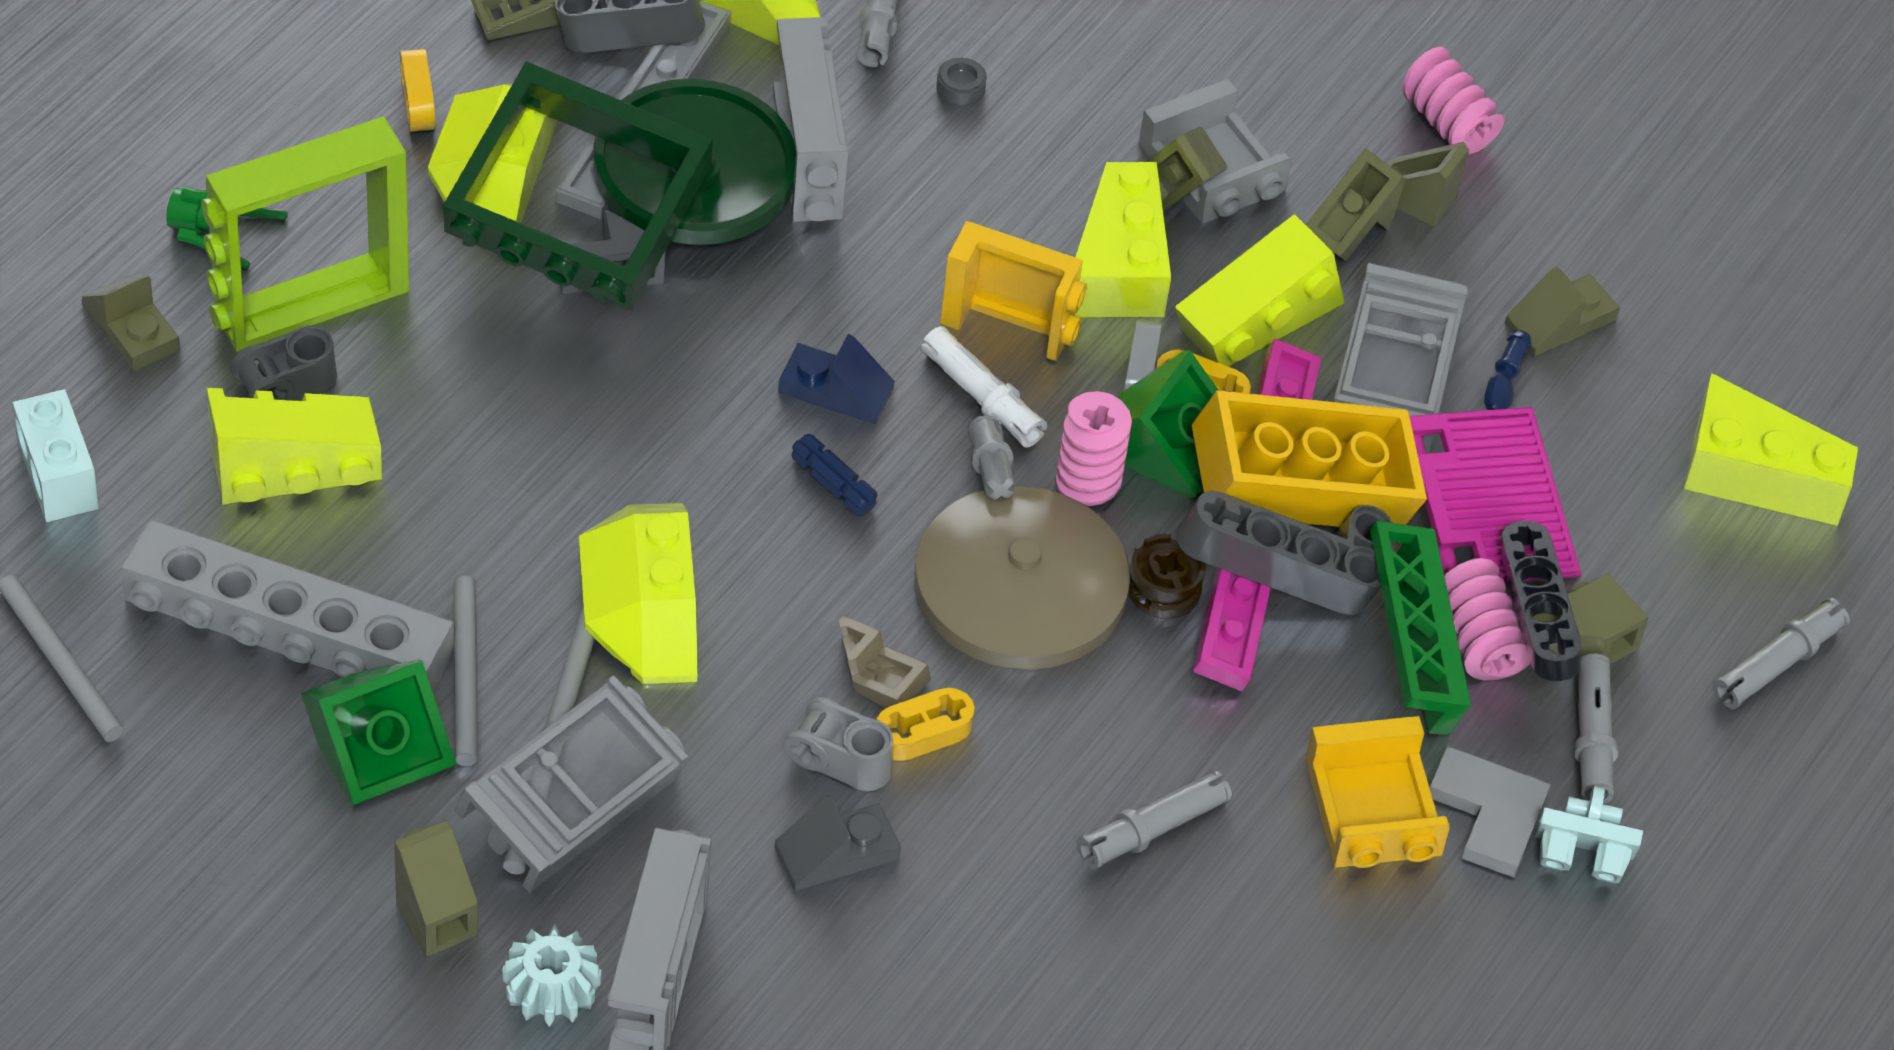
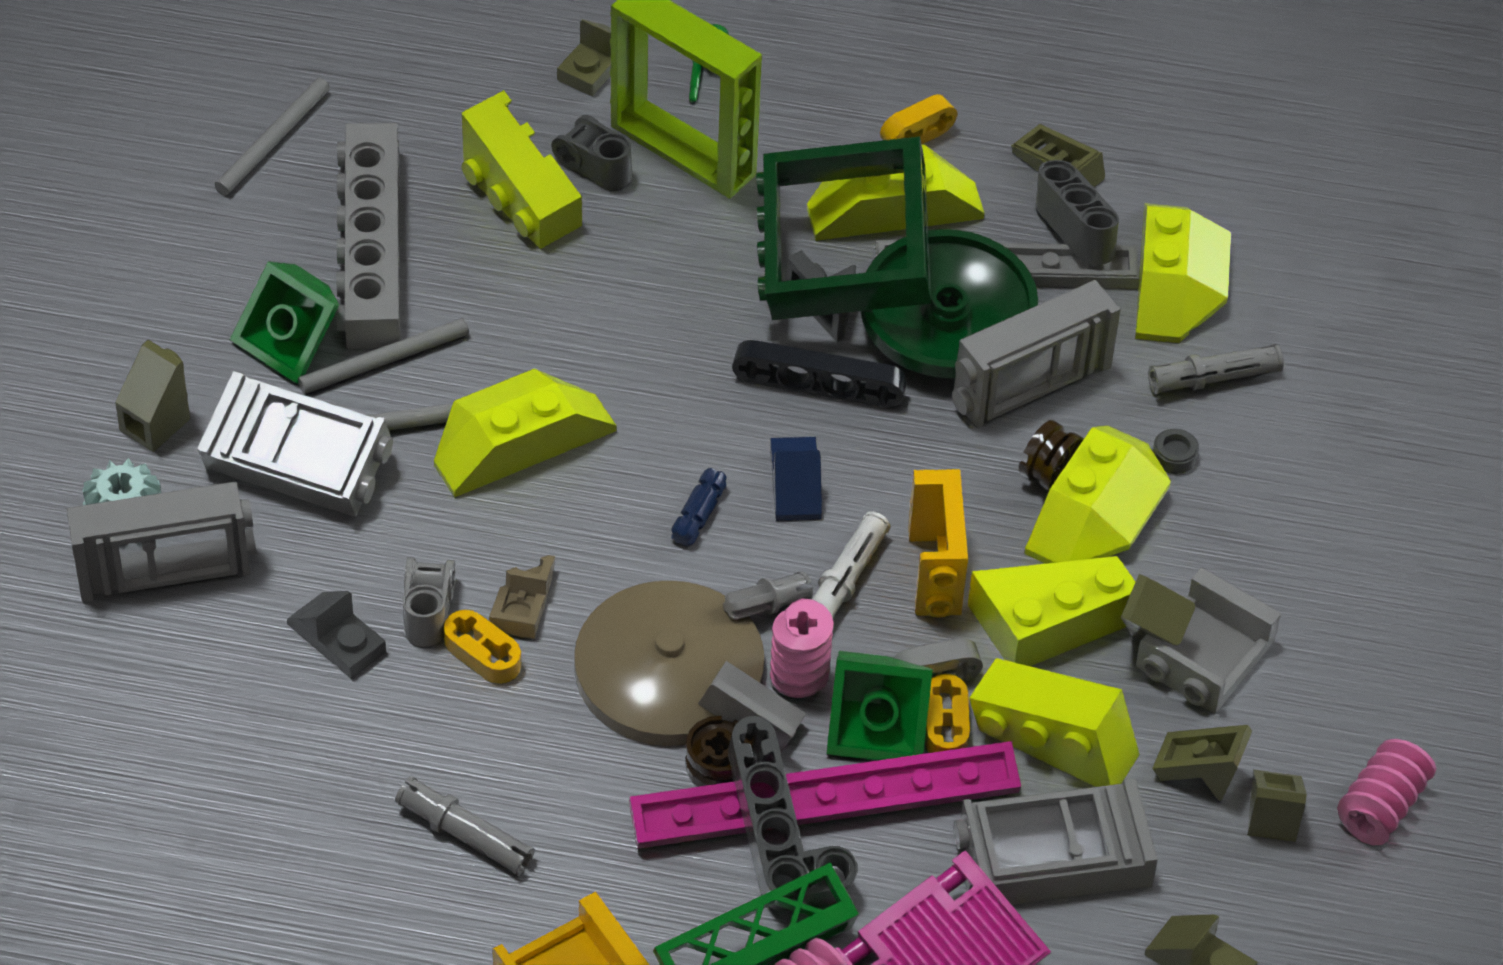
camera: 70 degrees right, 0 degrees up
(55, 455) = (437, 59): light aqua brick -> none
(716, 306) = (883, 385): none -> black beam
(935, 166) = (1048, 453): none -> dark brown wheel
(999, 159) = (1099, 499): none -> neon yellow wedge
(1122, 525) = (739, 696): none -> light grey panel
(1309, 456) = (870, 795): yellow brick -> none
(1499, 390) = (1081, 934): dark blue piece -> none

